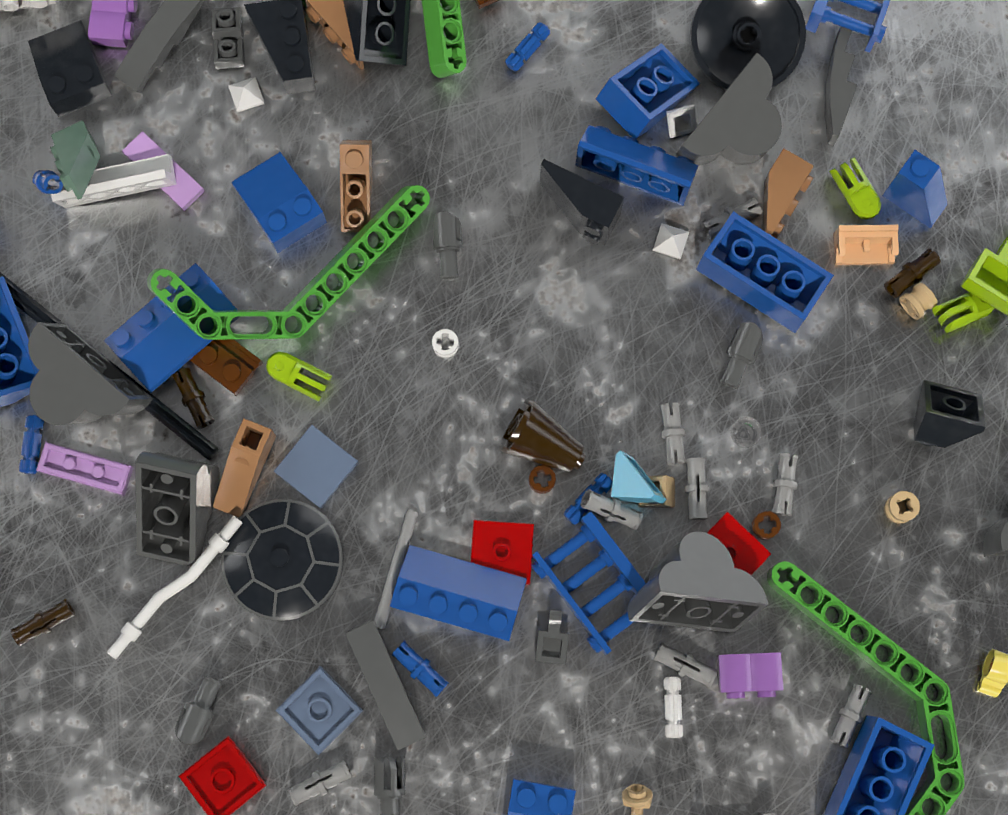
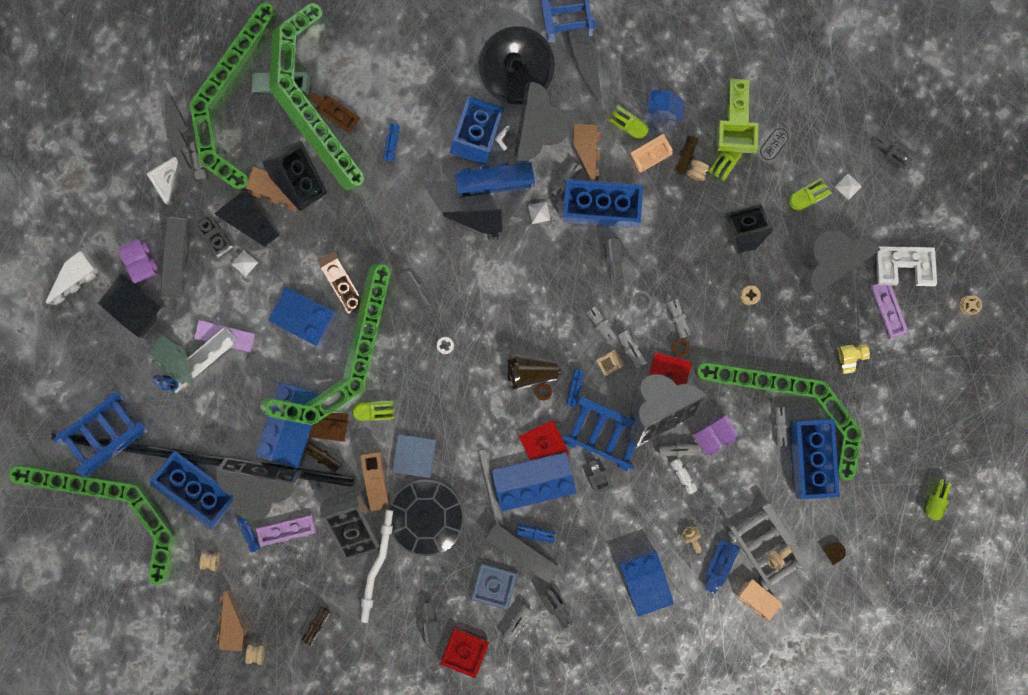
camera: 30 degrees left, 10 degrees up
(611, 509) = (591, 388): light grey pin -> none
(632, 483) = (594, 365): medium azure slope -> none

